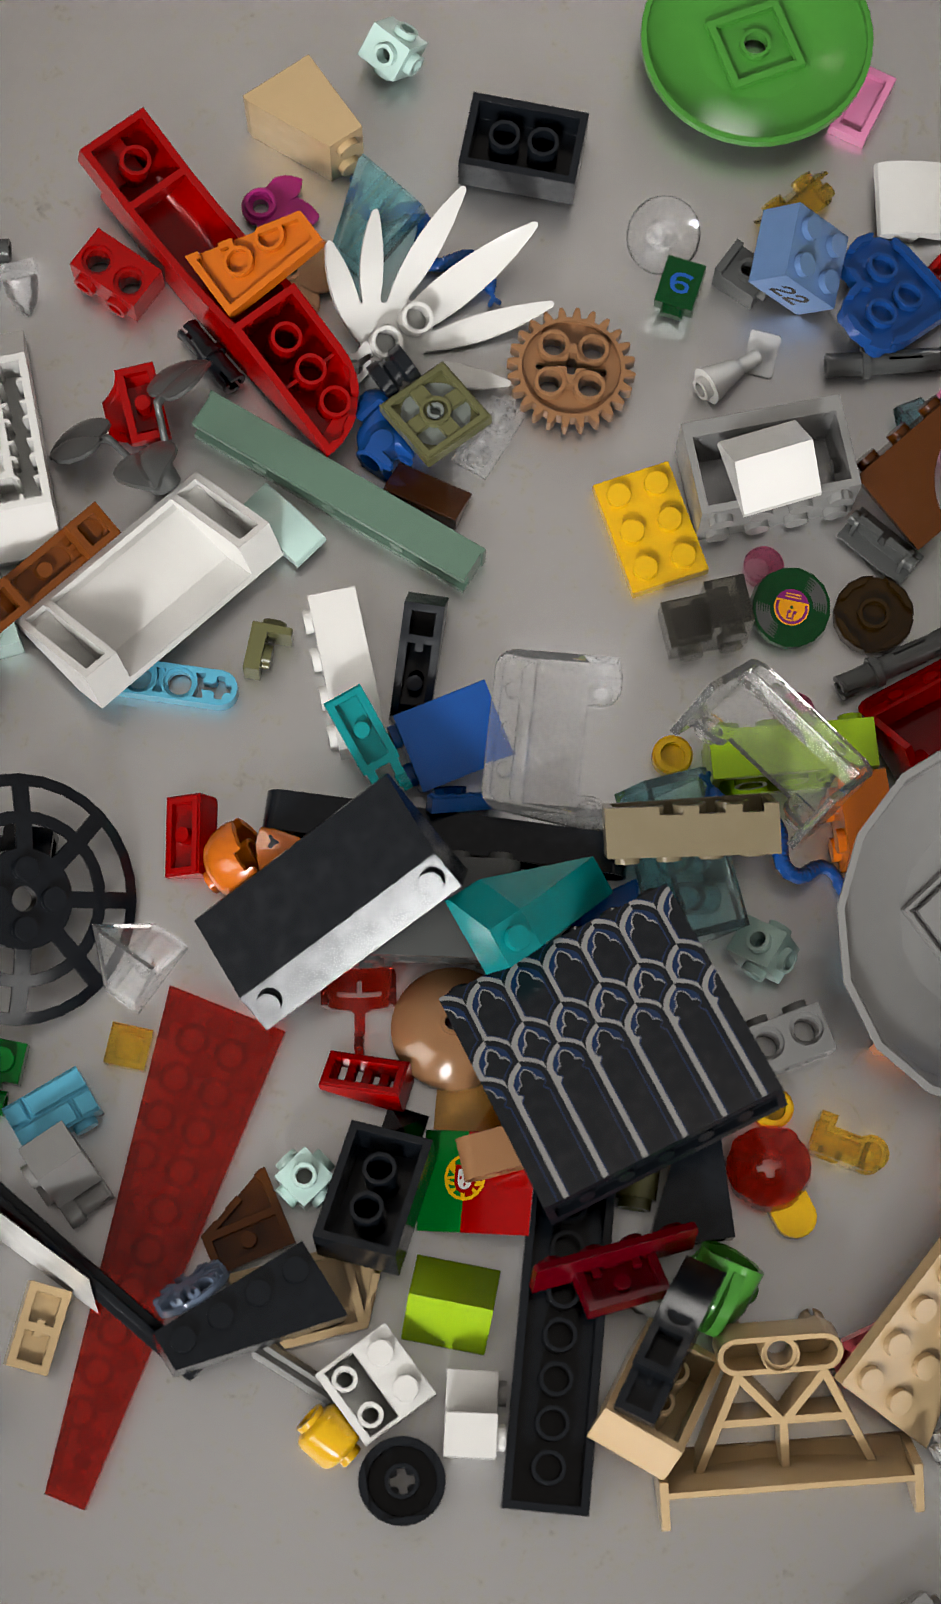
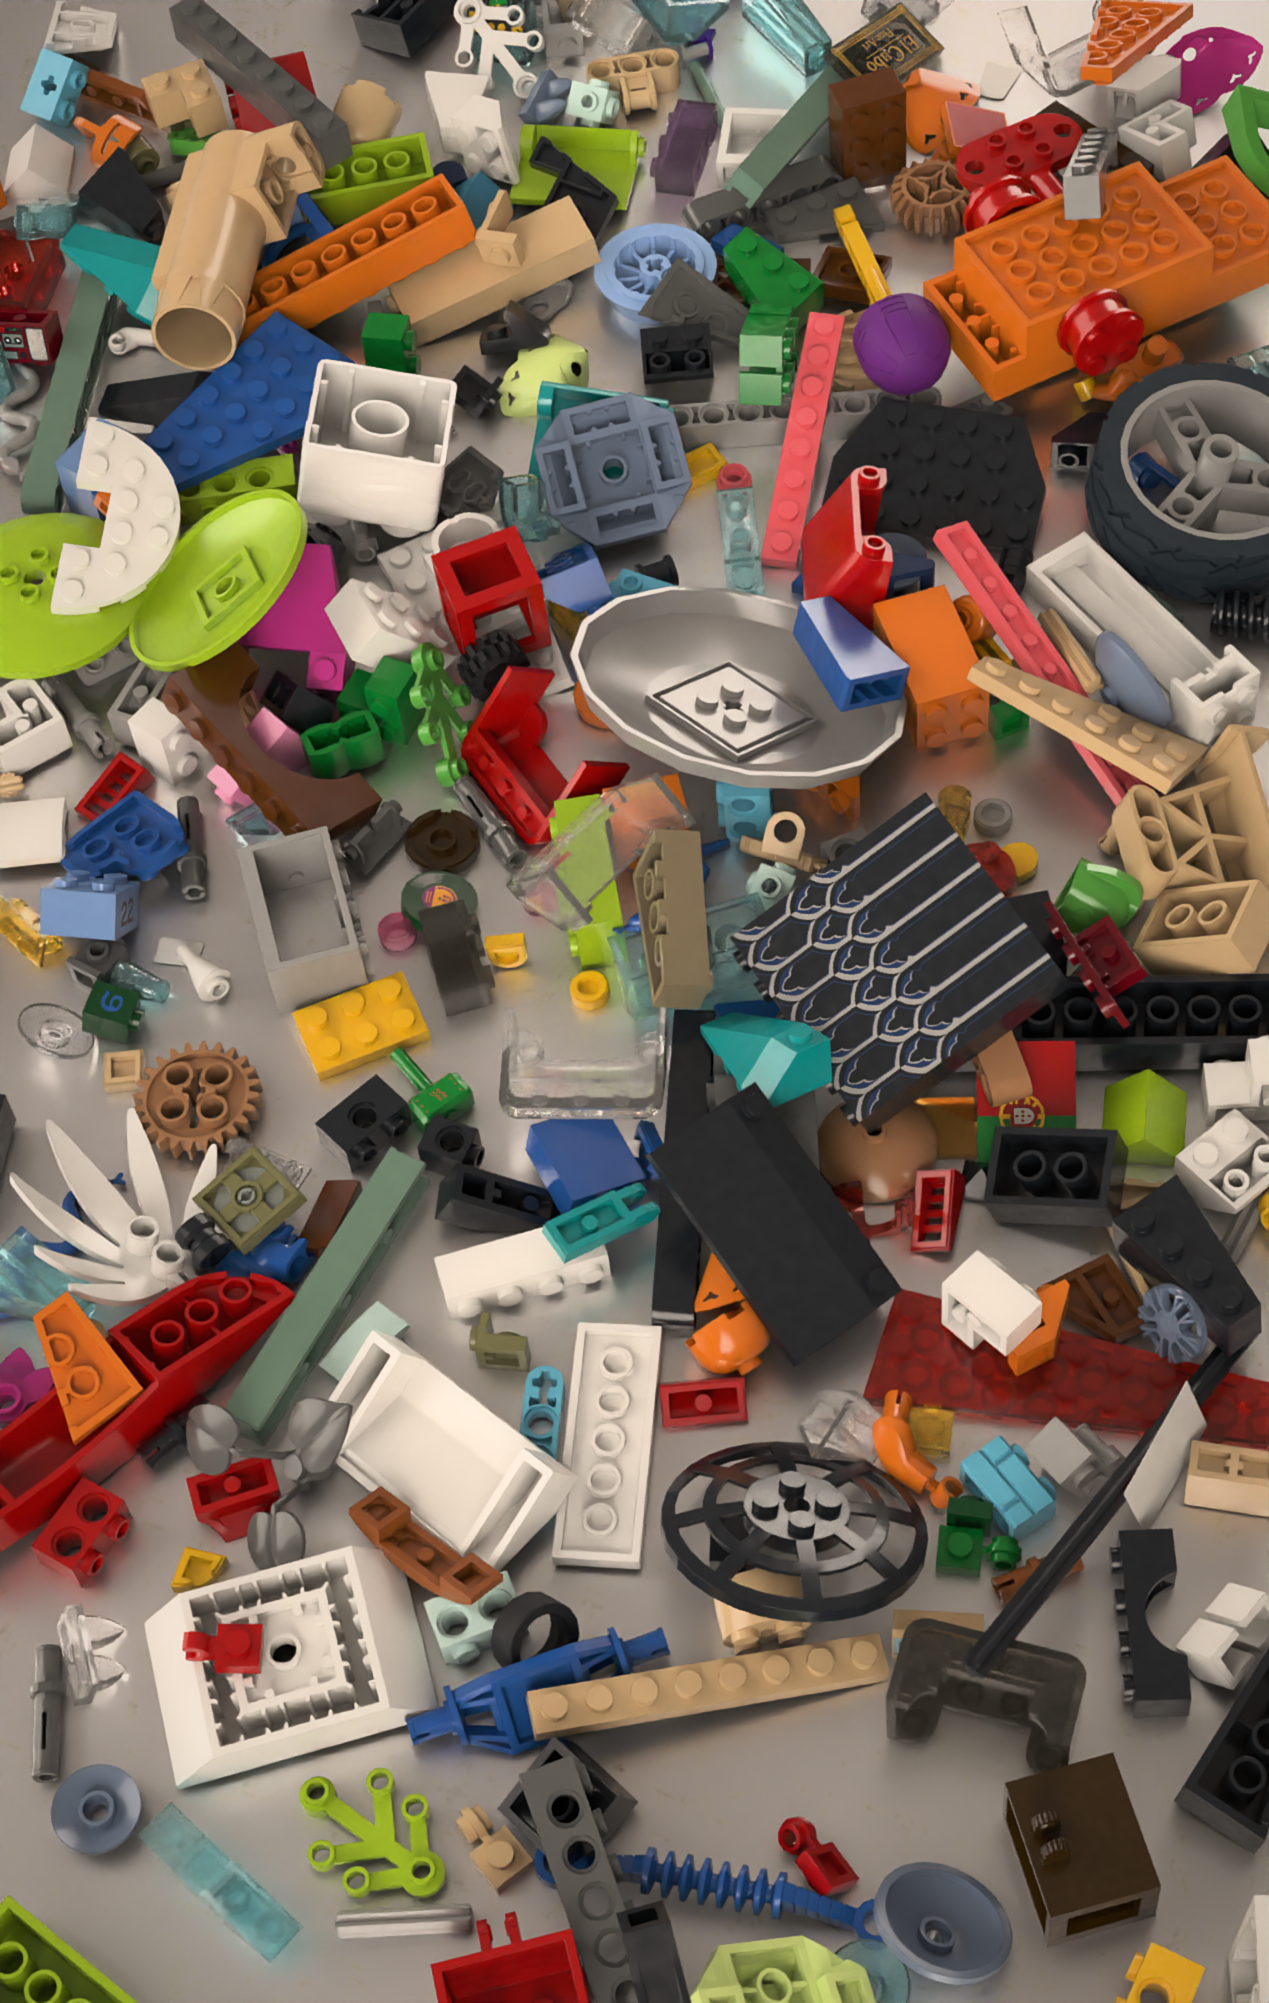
camera: 85 degrees left, 20 degrees down
(31, 1071) = (971, 1513): none -> dark green plate
(75, 377) = (197, 1569): none -> yellow tile
(102, 1013) = (899, 1455): none -> orange arm
(151, 744) = (609, 1445): none -> white plate
(215, 1106) = (989, 1305): none -> white brick
(218, 1169) = (1043, 1341): none -> orange slope
(304, 1194) = (1044, 1249): light aqua brick -> none
(488, 593) = (447, 1134): none -> black brick
(521, 506) = (369, 1104): none -> black brick
(546, 601) = (446, 1098): none -> green piece
(619, 303) = (123, 1070): none -> tan tile
(669, 1341) = (1159, 894): black slope -> none
(717, 312) = (140, 980): none -> clear light blue cone
(720, 663) = (506, 949): none -> yellow tile
(771, 467) = (309, 891): white slope -> none
(807, 963) = (784, 852): none -> tan piece
(857, 1197) = (993, 817): none -> light grey tile

